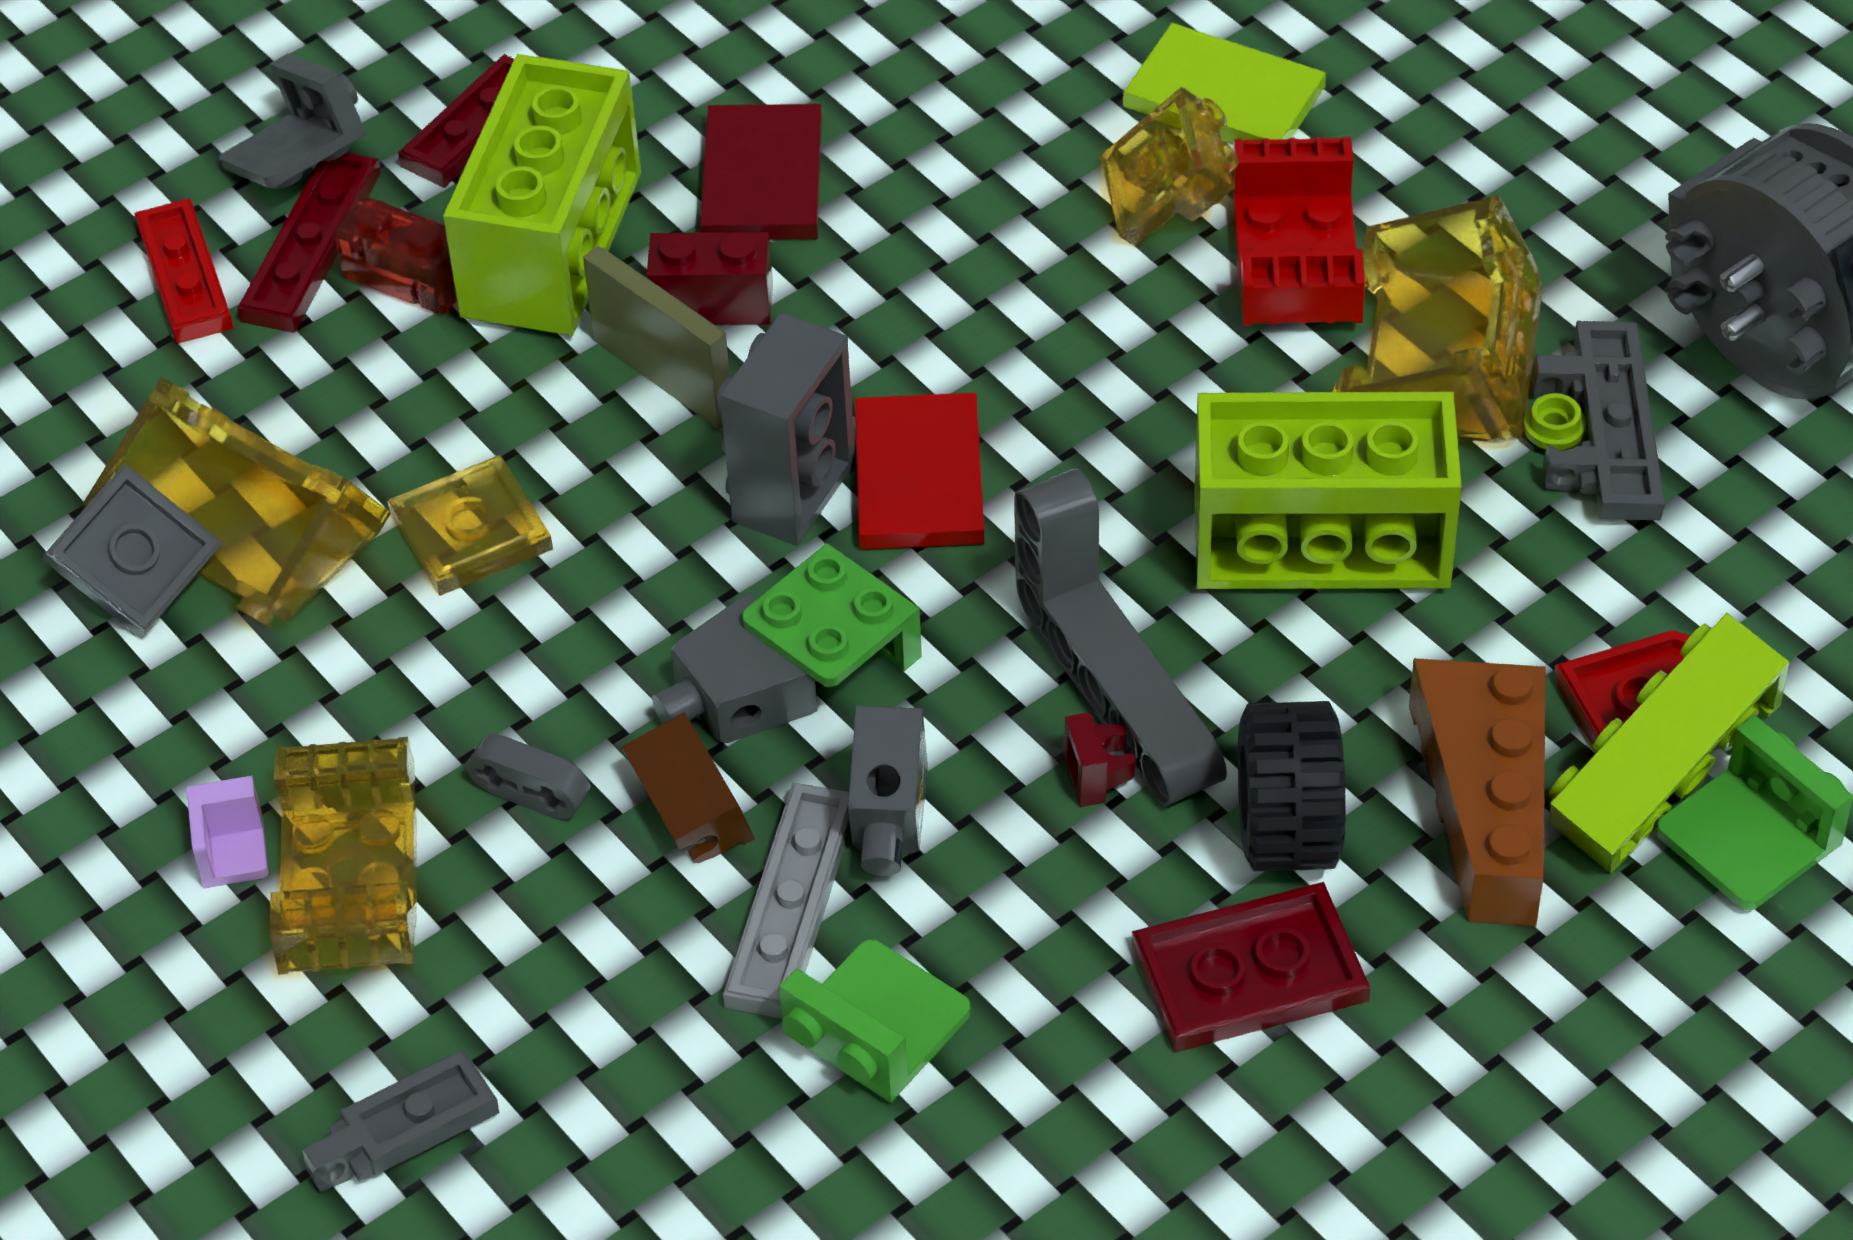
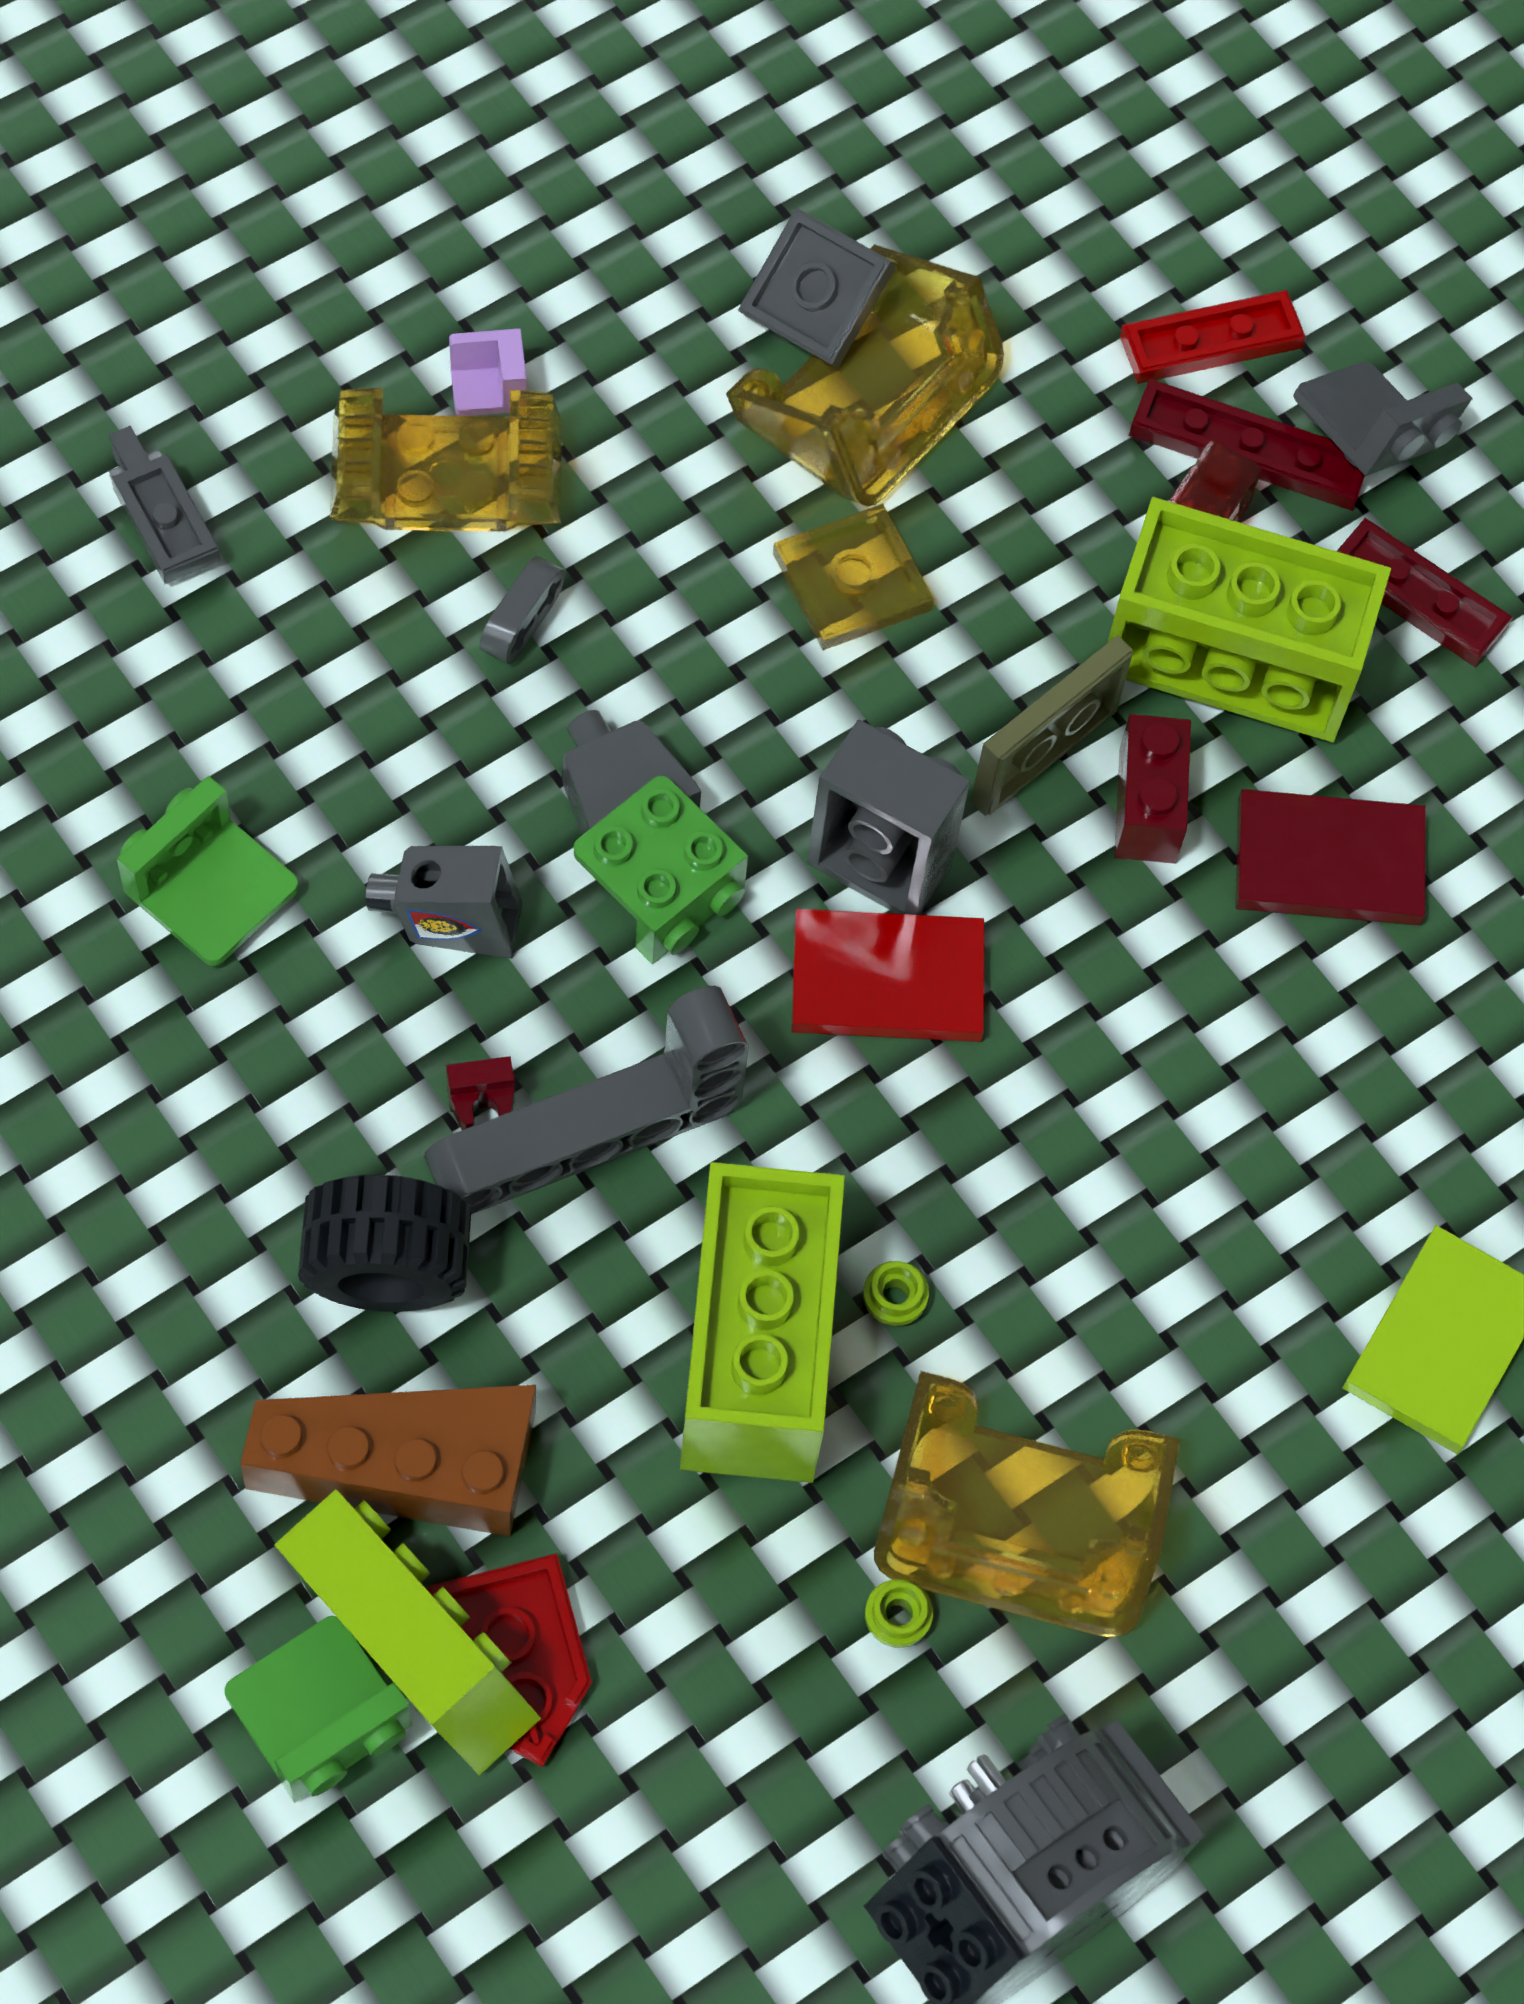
camera: 85 degrees right, 15 degrees up
(688, 789) = (489, 740): reddish brown hinge -> none
(789, 898) = (345, 818): light grey tile -> none
(1169, 166) = (1291, 1248): clear yellow plate -> none
(1250, 966) = (227, 1213): dark red tile -> none
(1297, 231) = (1192, 1377): red plate -> none
(1621, 448) = (942, 1680): dark grey hinge -> none

